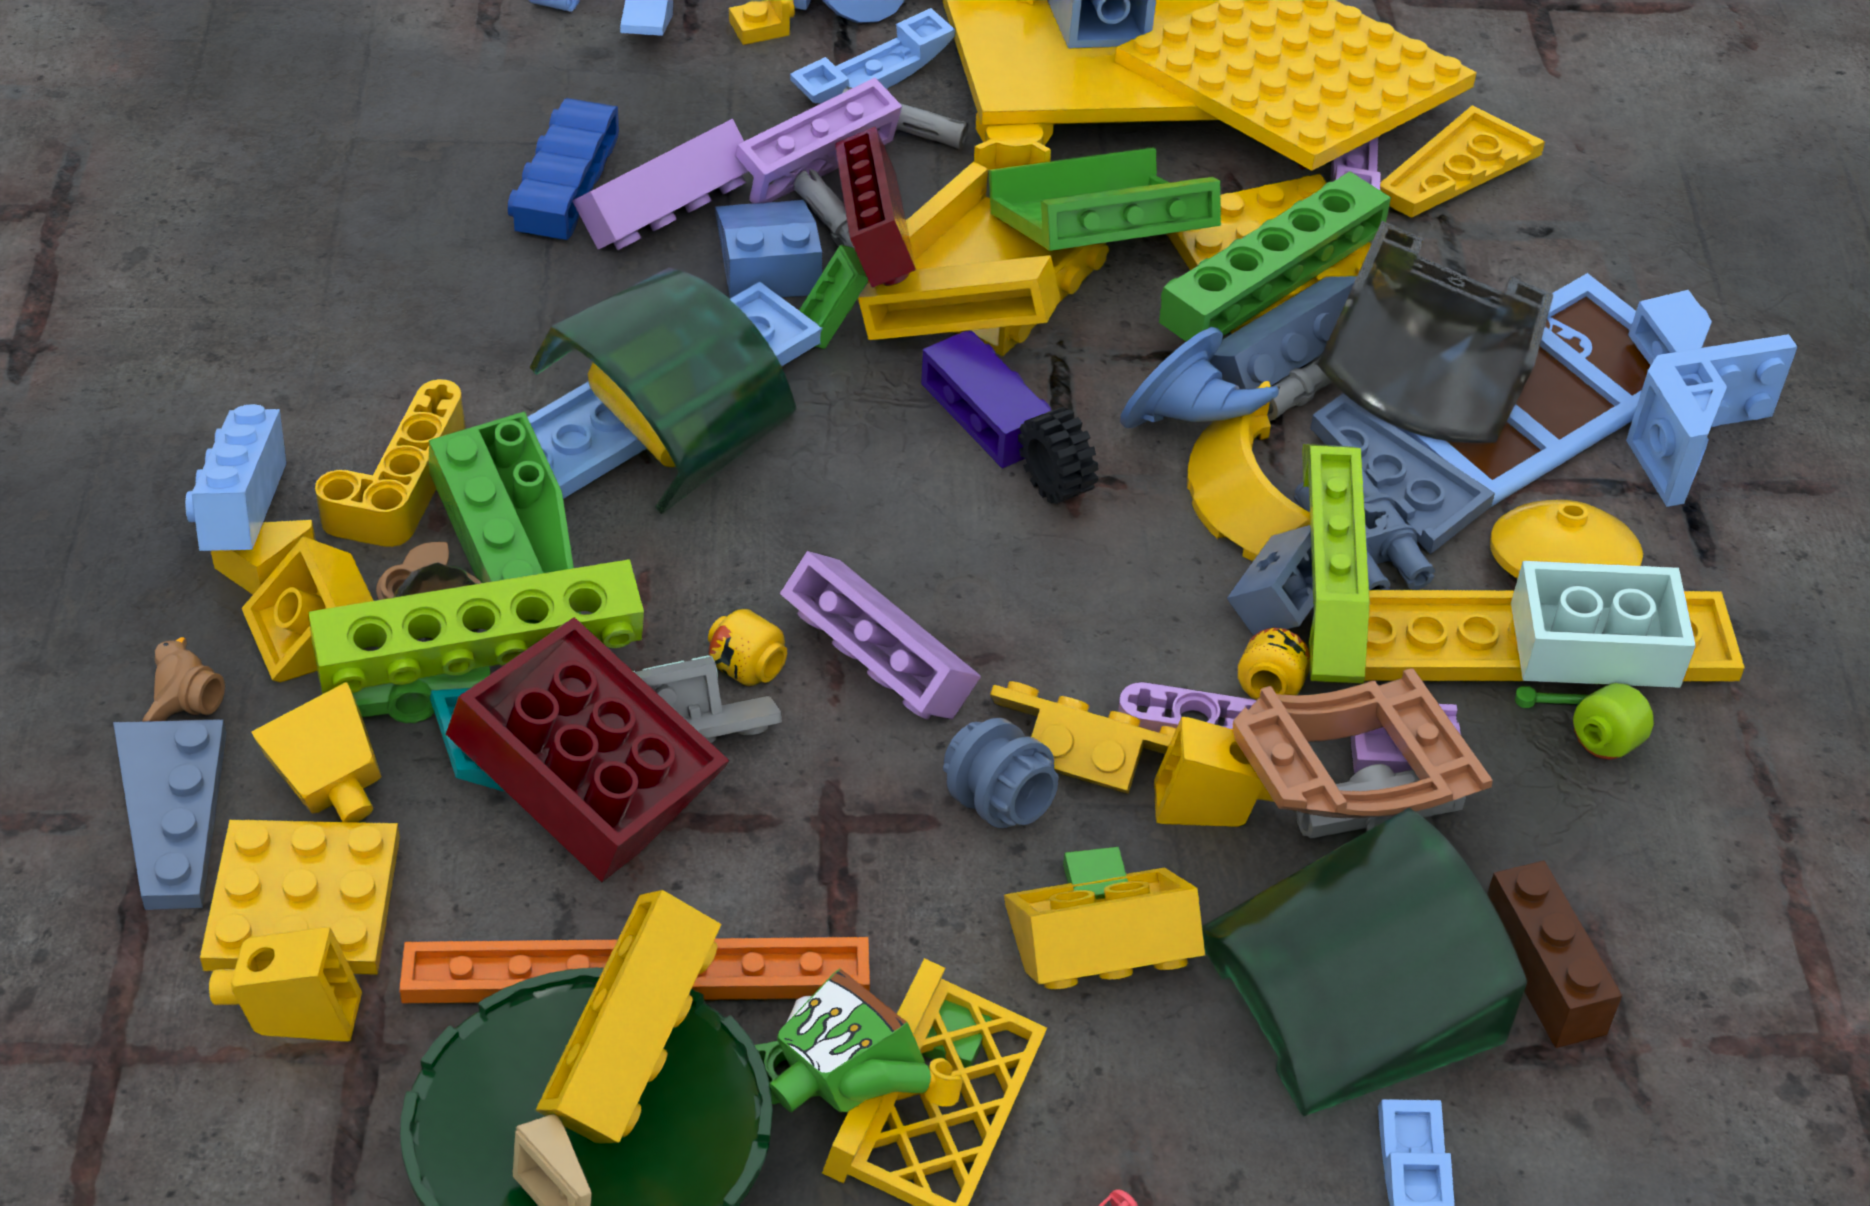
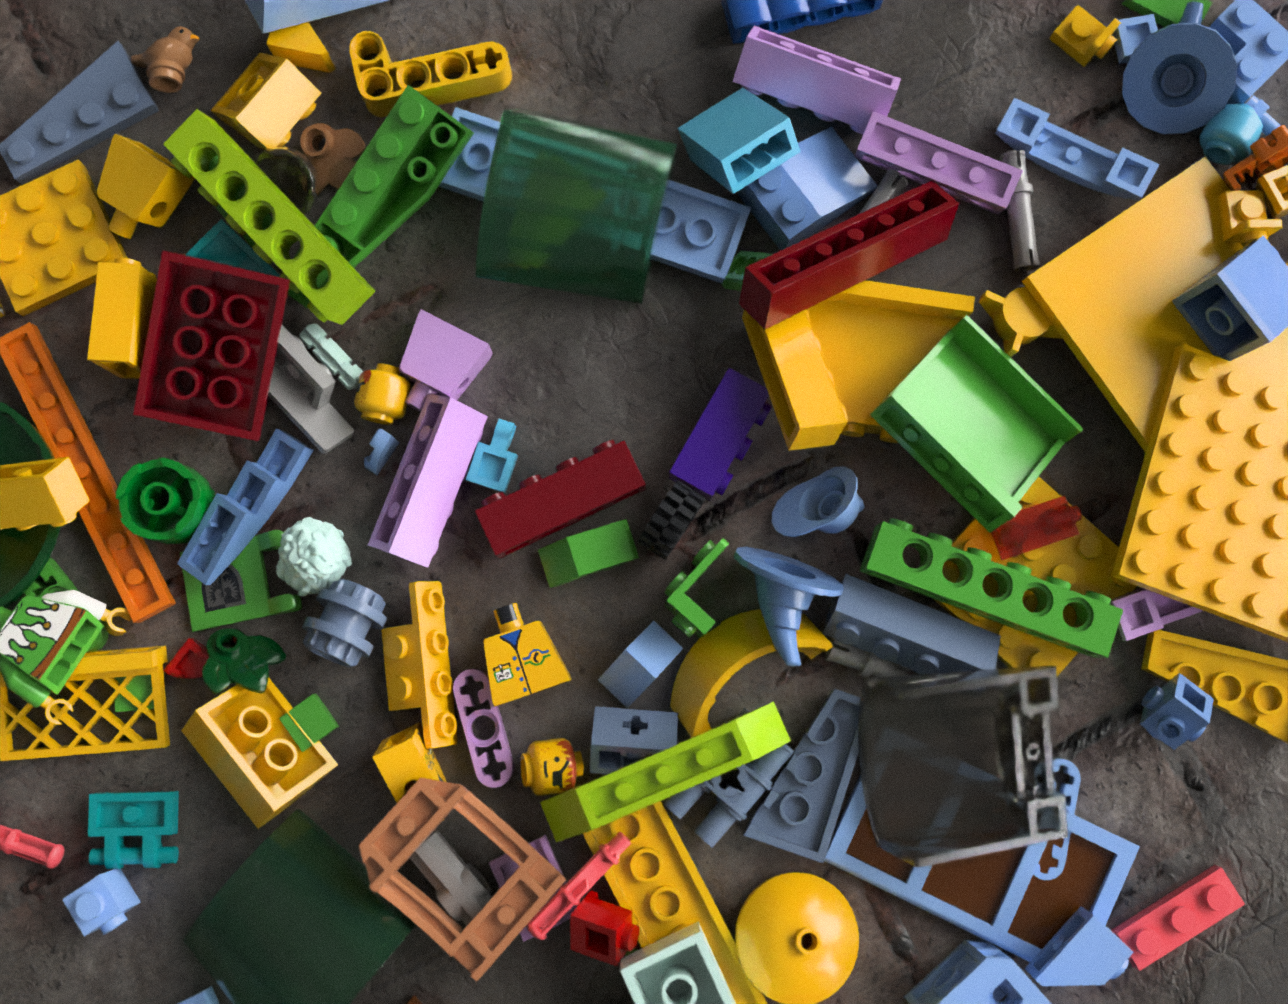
camera: 65 degrees right, 35 degrees up
(492, 821) = (121, 316): none -> yellow brick
(693, 234) = (739, 139): none -> medium azure brick
(739, 573) = (441, 359): none -> lavender torso
(742, 878) = (142, 498): none -> green brick
(796, 822) = (240, 514): none -> medium blue slope
(810, 675) = (384, 446): none -> light blue tile
(875, 884) = (239, 591): none -> bright green flag
(894, 580) = (492, 463): none -> medium azure plate
(901, 765) = (312, 556): none -> light aqua hair
(956, 954) = (188, 661): none -> red tile
(976, 539) = (560, 499): none -> dark red brick
(981, 898) = (243, 664): none -> dark green plate
(1048, 548) = (588, 553): none -> bright green slope
(1109, 348) = (820, 504): none -> light blue piece
(1115, 1090) = (133, 814): none -> teal plate
(1134, 642) = (521, 658): none -> yellow torso
(1153, 474) = (688, 615): none -> bright green bracket
(1200, 561) = (640, 664): none -> light blue slope
(1214, 1157) = (102, 902): none -> light blue brick
(1236, 208) = (1037, 527): none -> clear red hinge
(1400, 646) = (577, 886): none -> coral piece
(1467, 199) = (1176, 711): none -> medium blue brick
(1500, 673) = (602, 930): none -> red brick
(1663, 267) = (1178, 916): none -> coral plate

